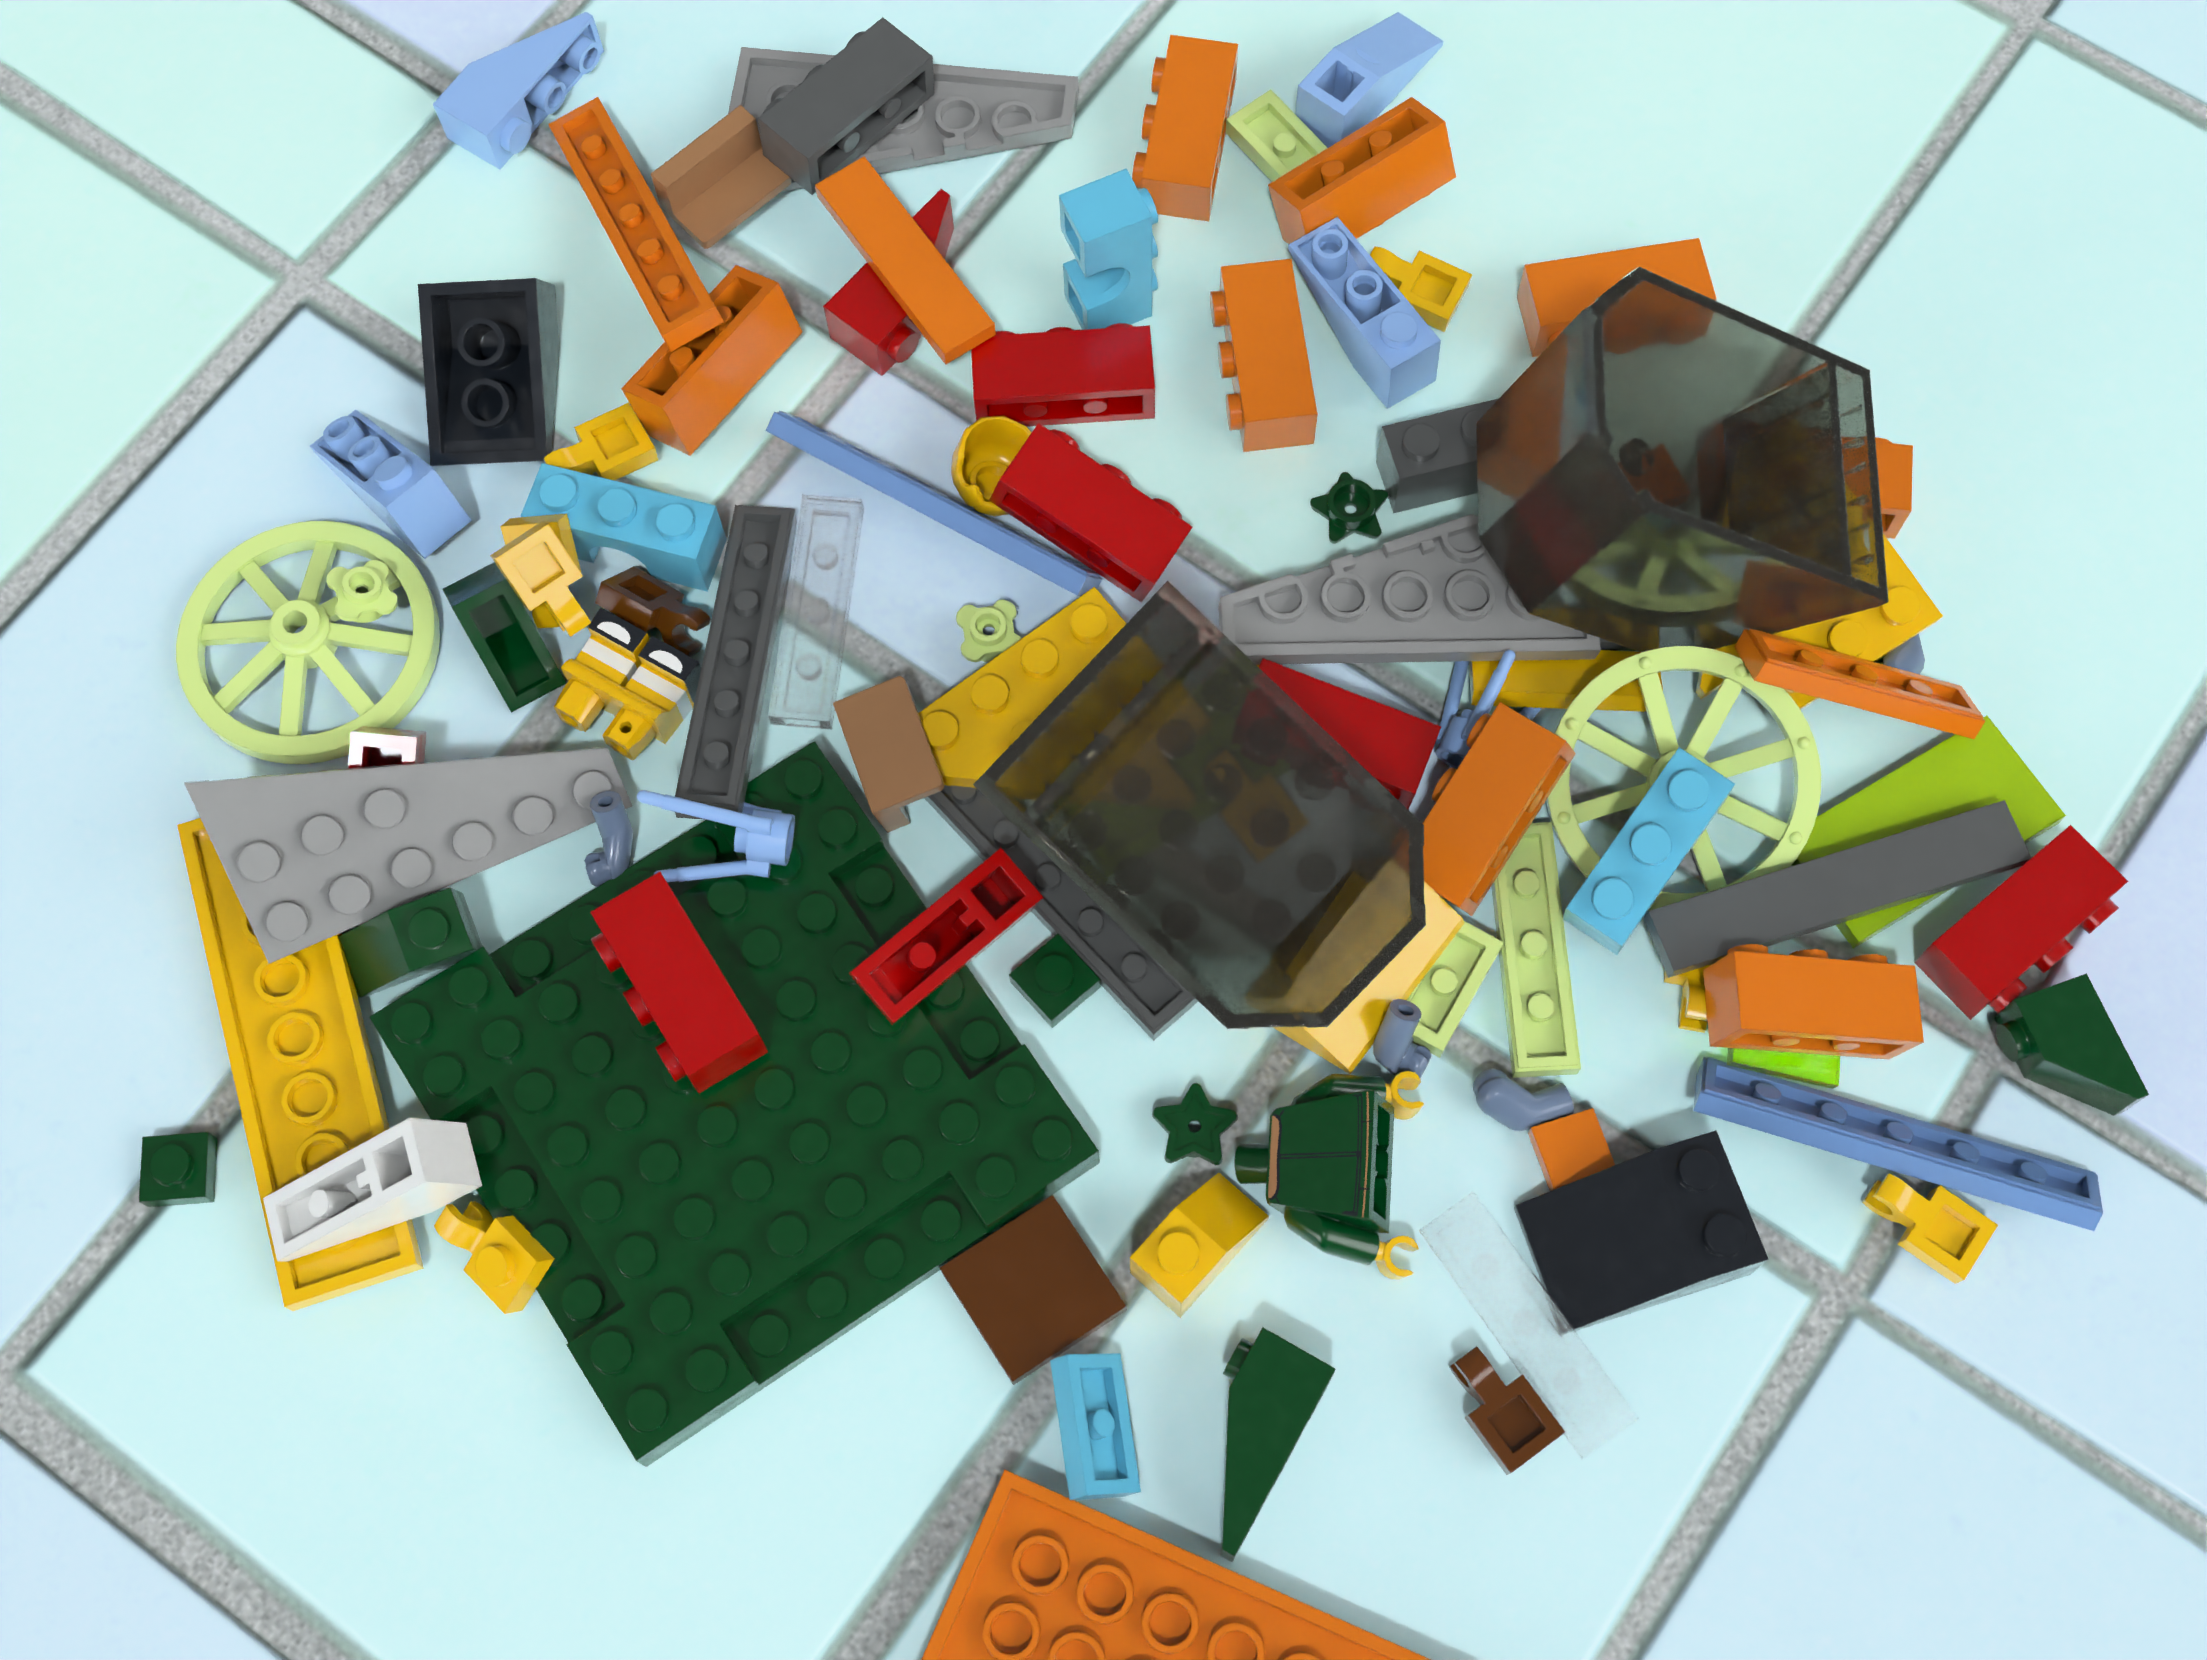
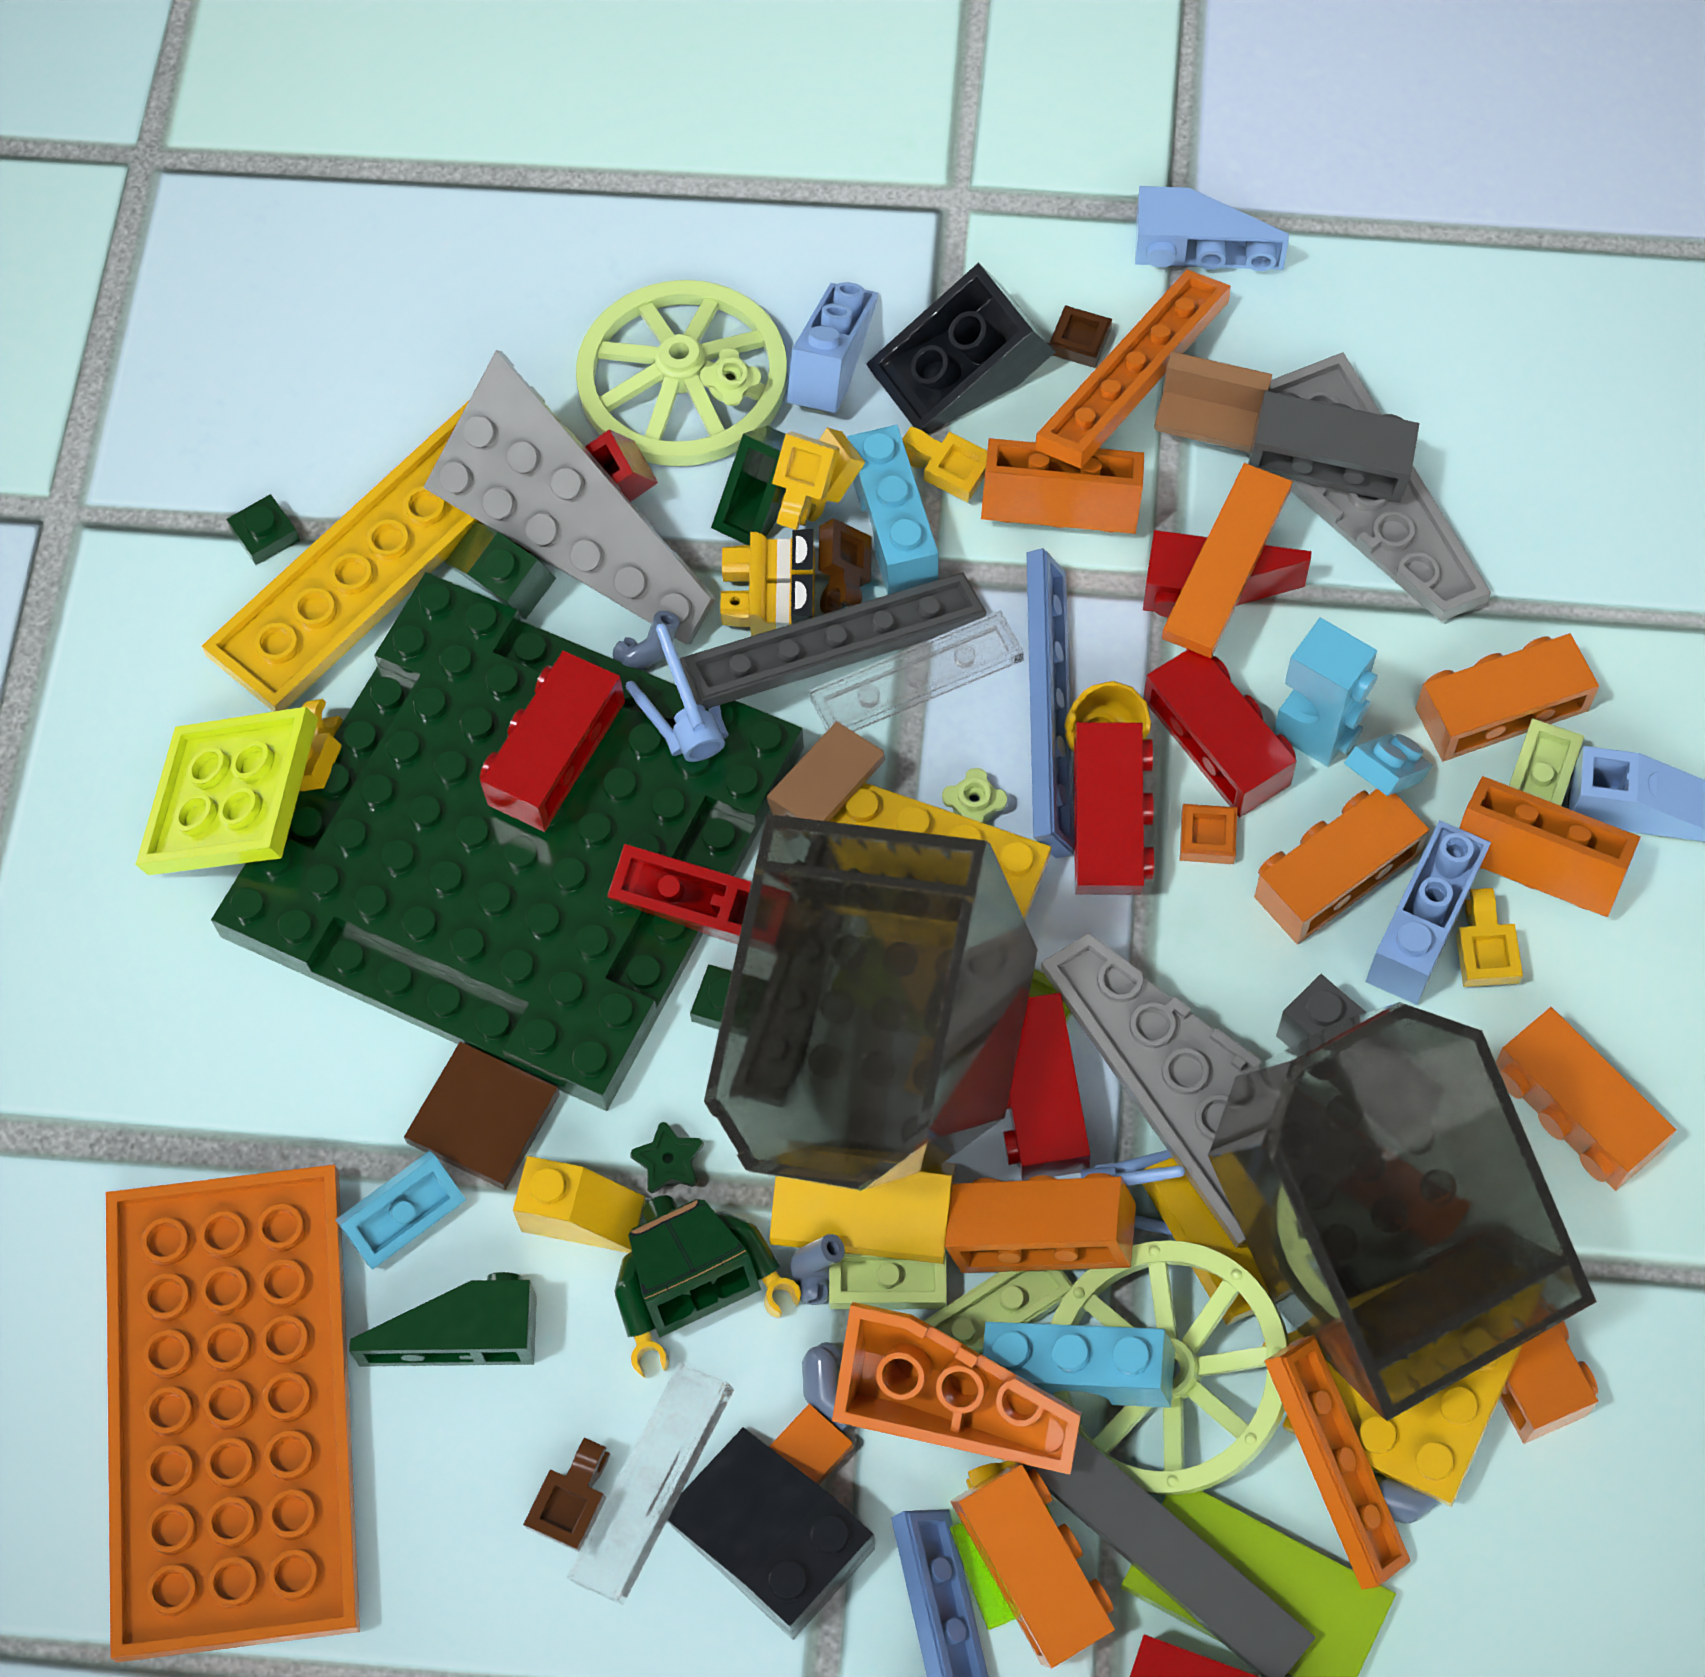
camera: 60 degrees right, 5 degrees down
(373, 1187) = (306, 645): white slope -> none
(494, 1364) = (227, 792): none -> neon yellow plate
(547, 256) = (1080, 336): none -> reddish brown tile
(1157, 451) = (1208, 834): none -> orange tile
(1201, 252) = (1389, 763): none -> medium azure plate
(1350, 493) = (1250, 987): dark green plate -> none
(1616, 989) = (935, 1390): none -> orange wedge

